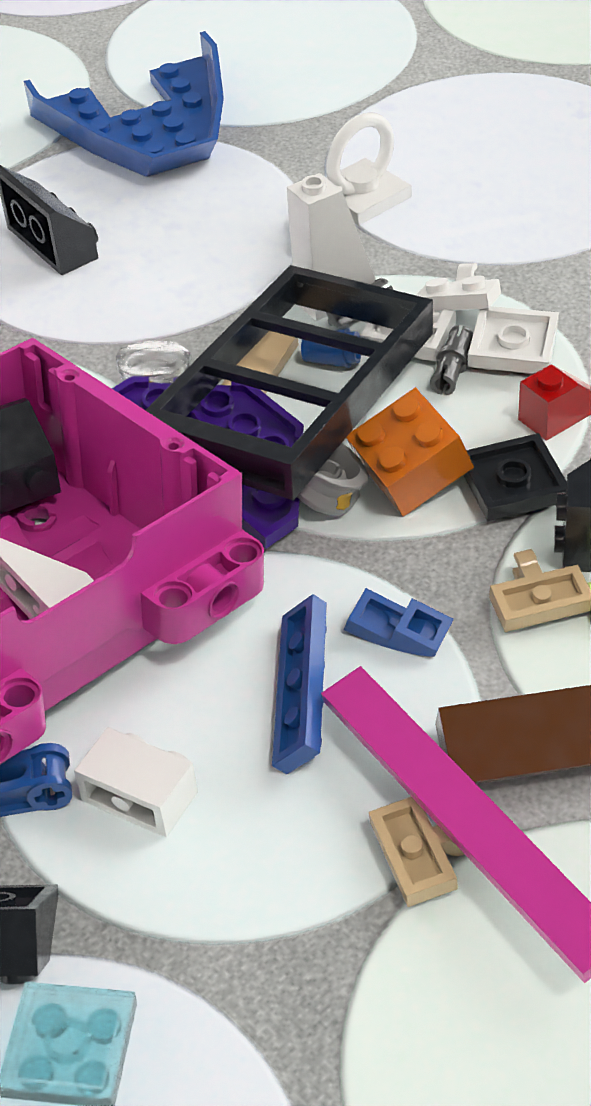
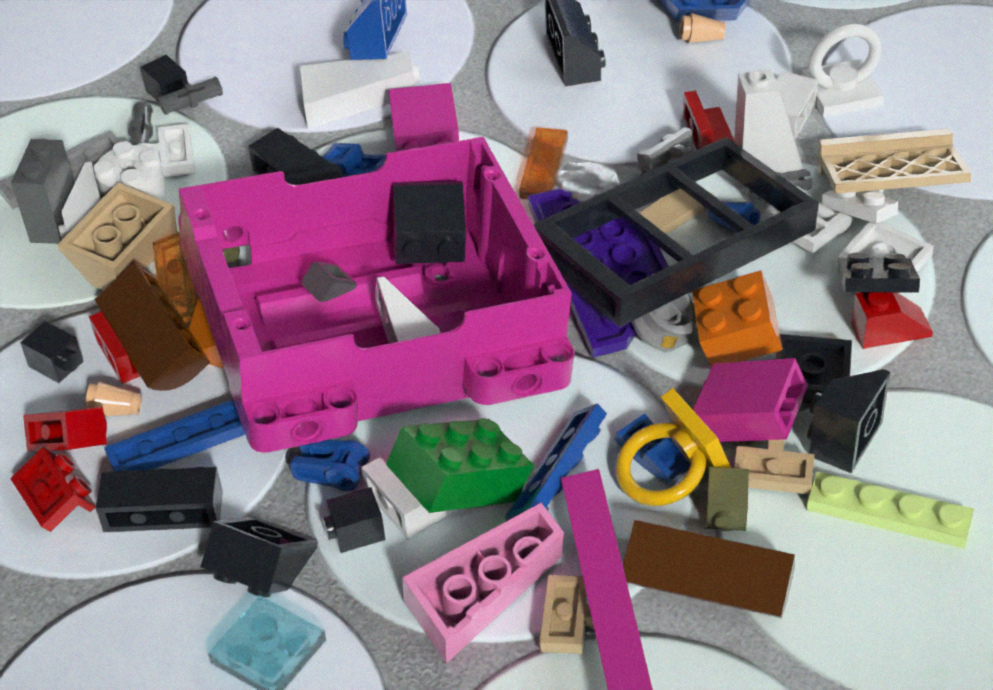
camera: 25 degrees right, 0 degrees up
(85, 349) = (543, 161): none -> clear orange tile
(94, 839) = (354, 520): none -> black brick
(180, 174) = (700, 29): none -> light nougat cone
(195, 722) = (459, 464): none -> green brick
(223, 307) = (669, 149): none -> light grey hips
(240, 267) = (706, 124): none -> red panel
(287, 859) = (480, 579): none -> bright pink wedge
(444, 594) = (691, 438): none -> yellow tile
(451, 360) = (823, 257): dark grey pin -> none
(464, 243) = (887, 152): none -> tan fence
(476, 532) = (751, 399): none -> dark pink brick
(514, 647) = (727, 499): none -> olive brick
(531, 355) = (886, 274): none -> black plate

